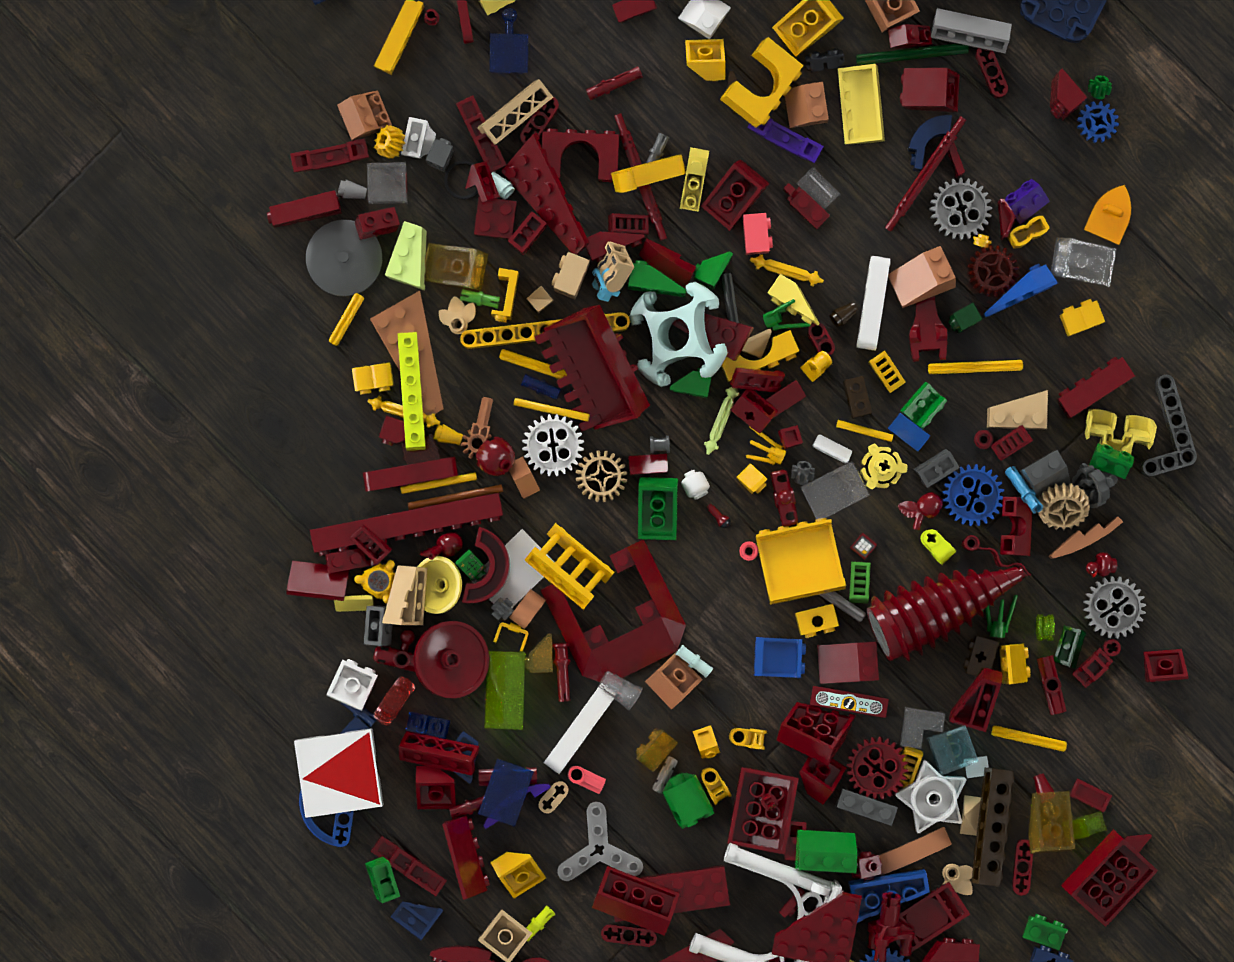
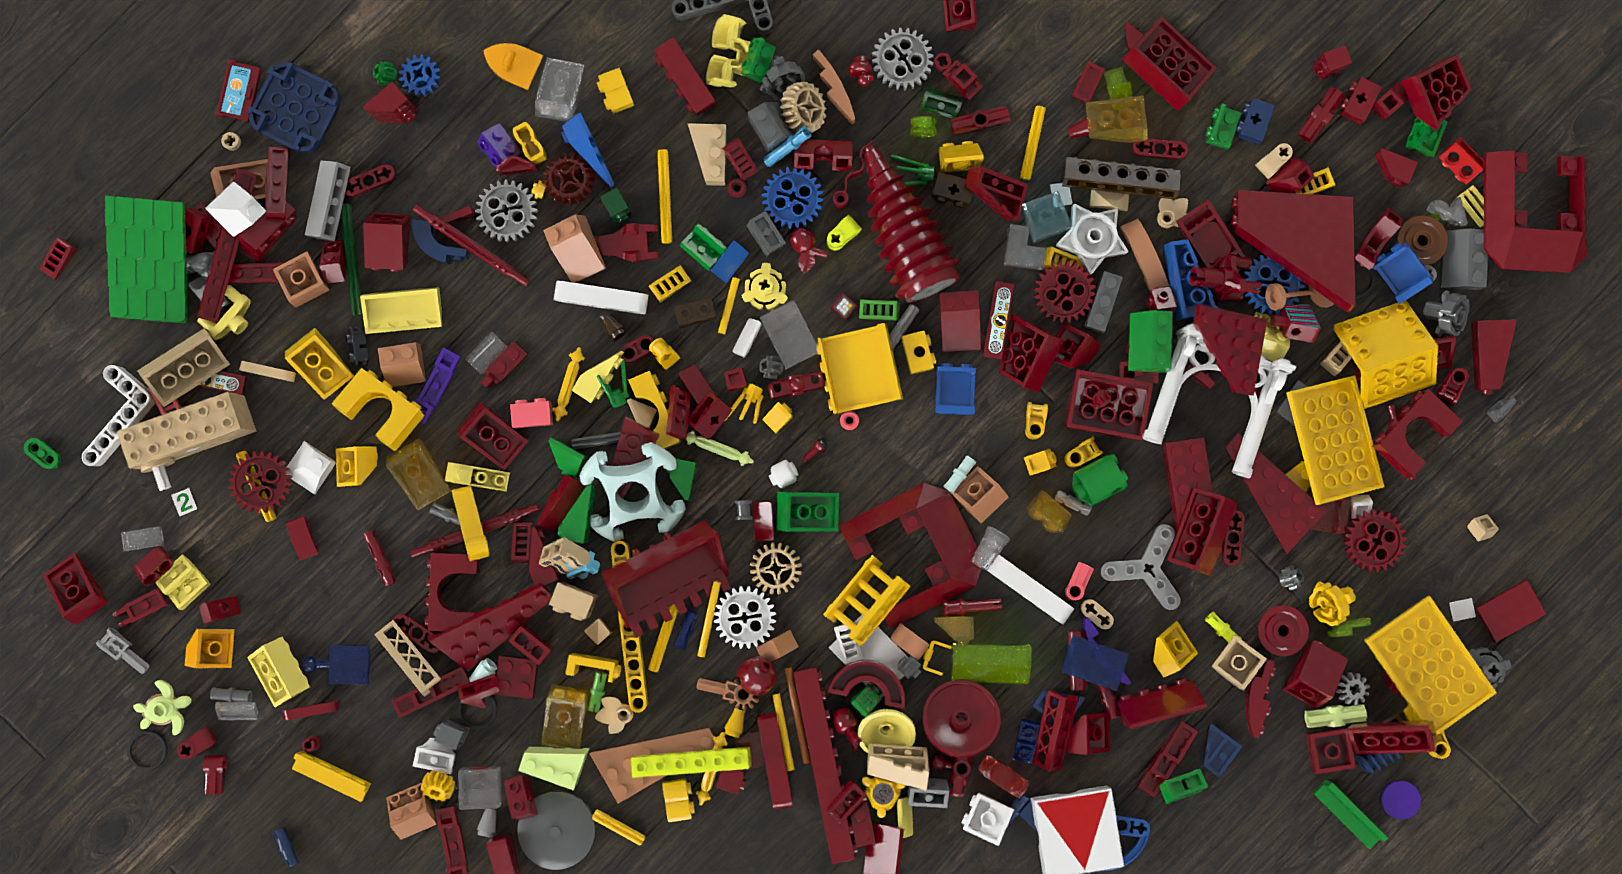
camera: 80 degrees left, 0 degrees up
(540, 538) = (838, 629): none -> white slope
(697, 120) = (417, 474): none -> clear yellow slope

